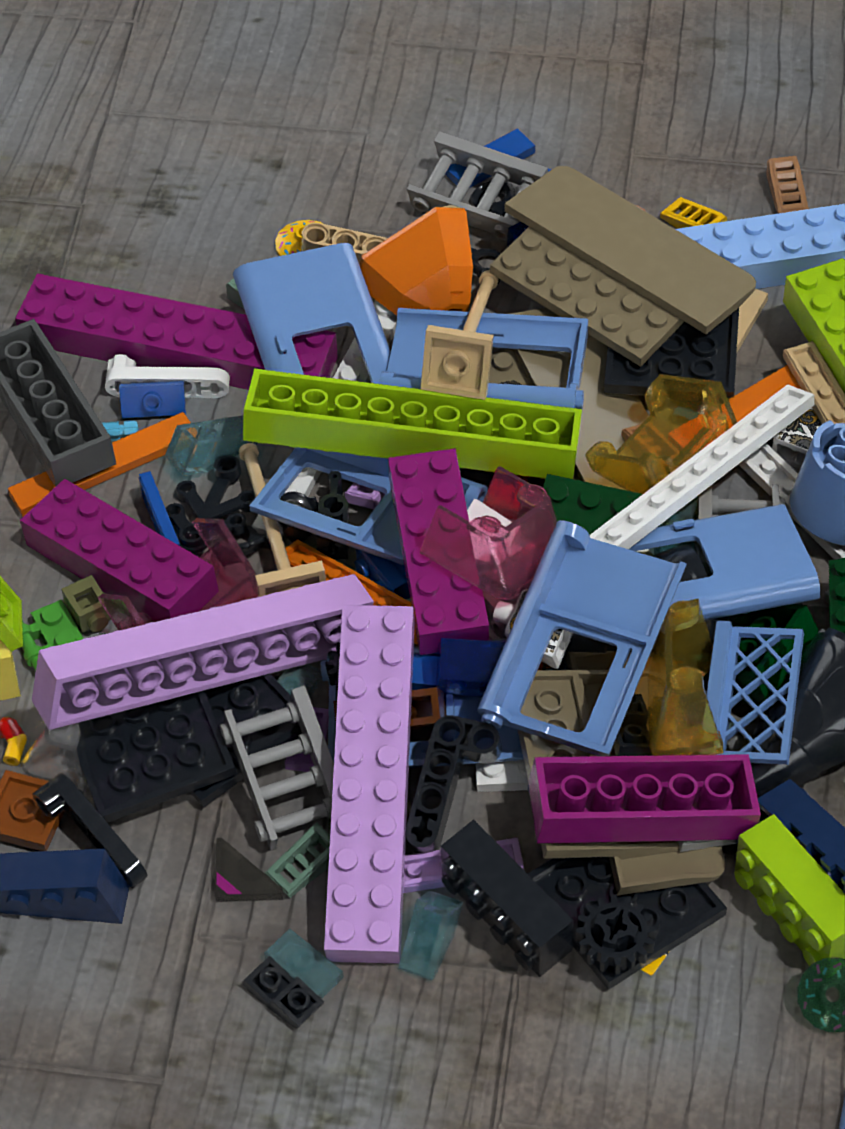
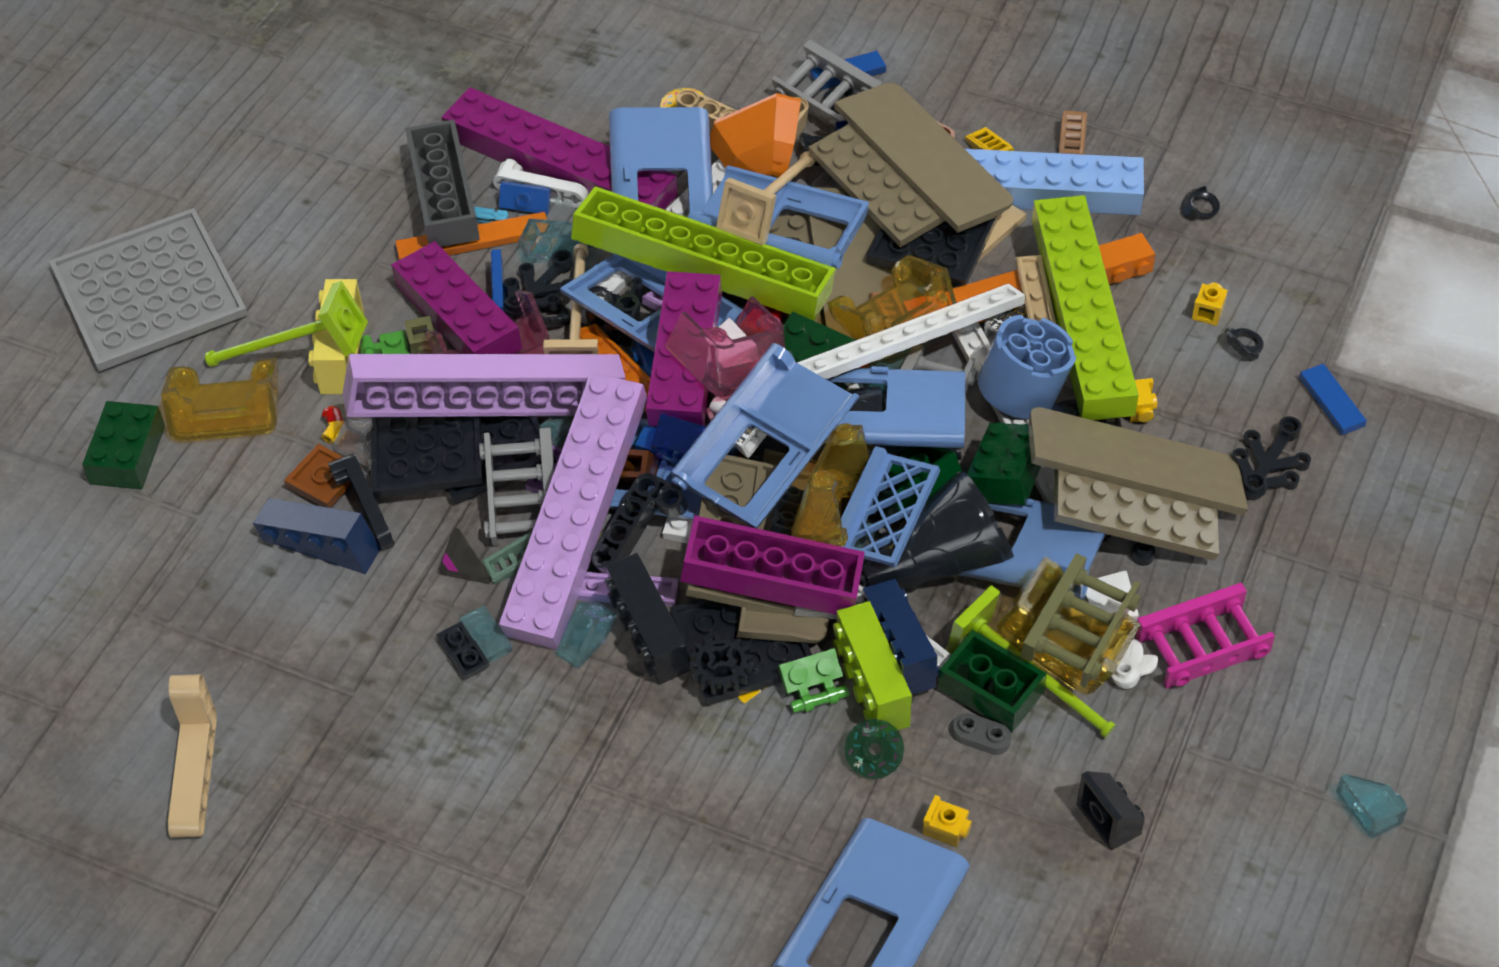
camera: 15 degrees right, 0 degrees up
(723, 917) = (809, 672): none -> bright green plate

